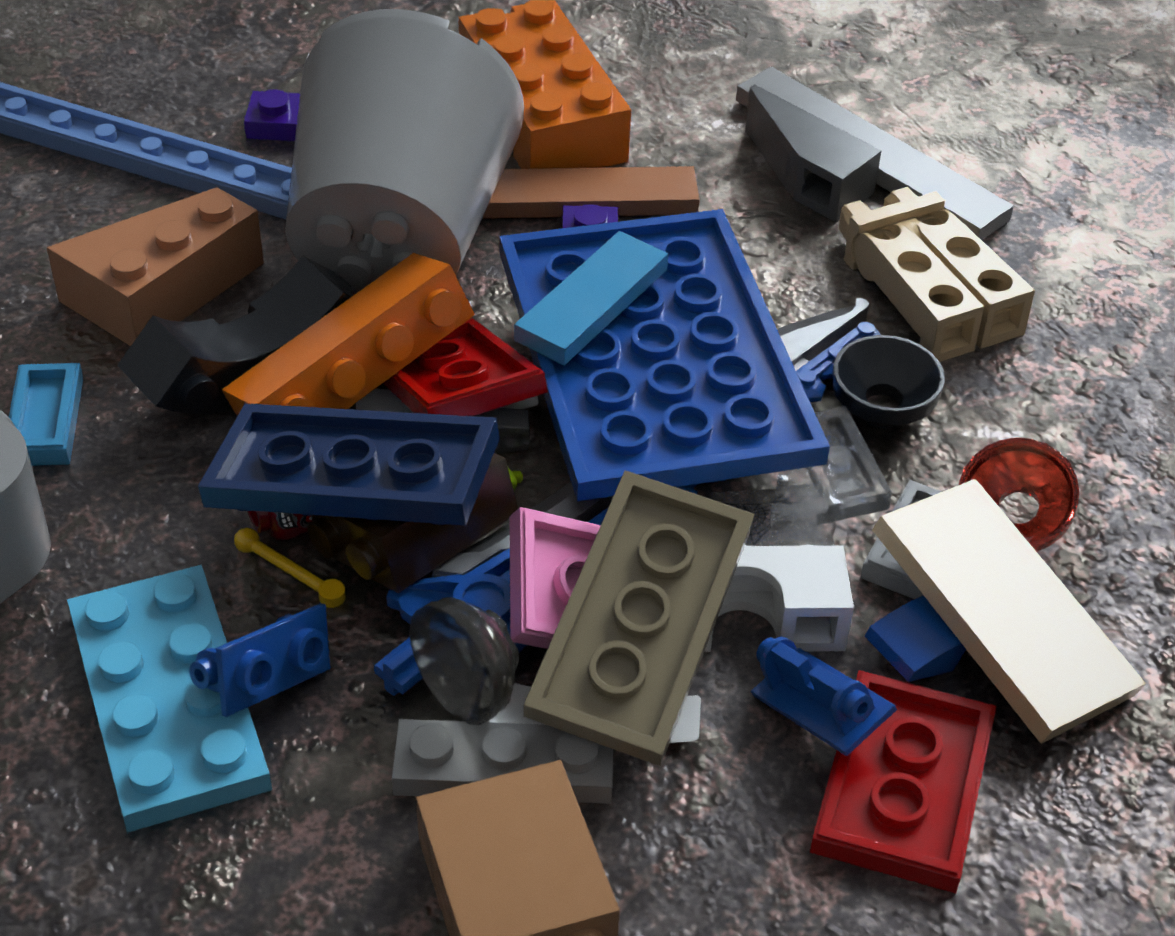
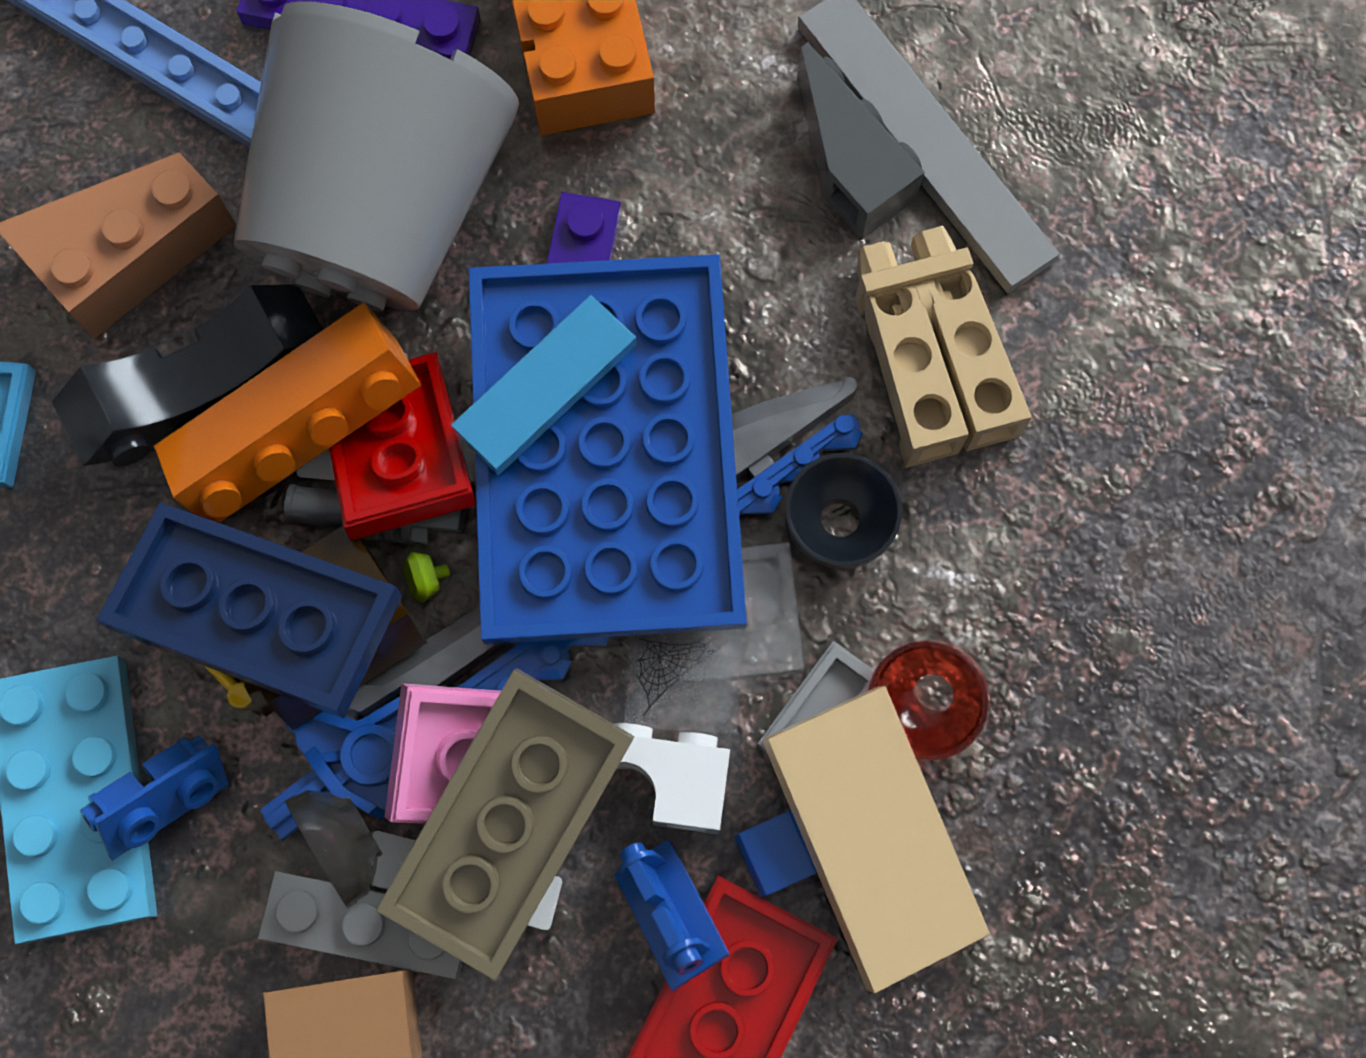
camera: 10 degrees right, 30 degrees up
(631, 189) = (605, 167): nougat tile -> none

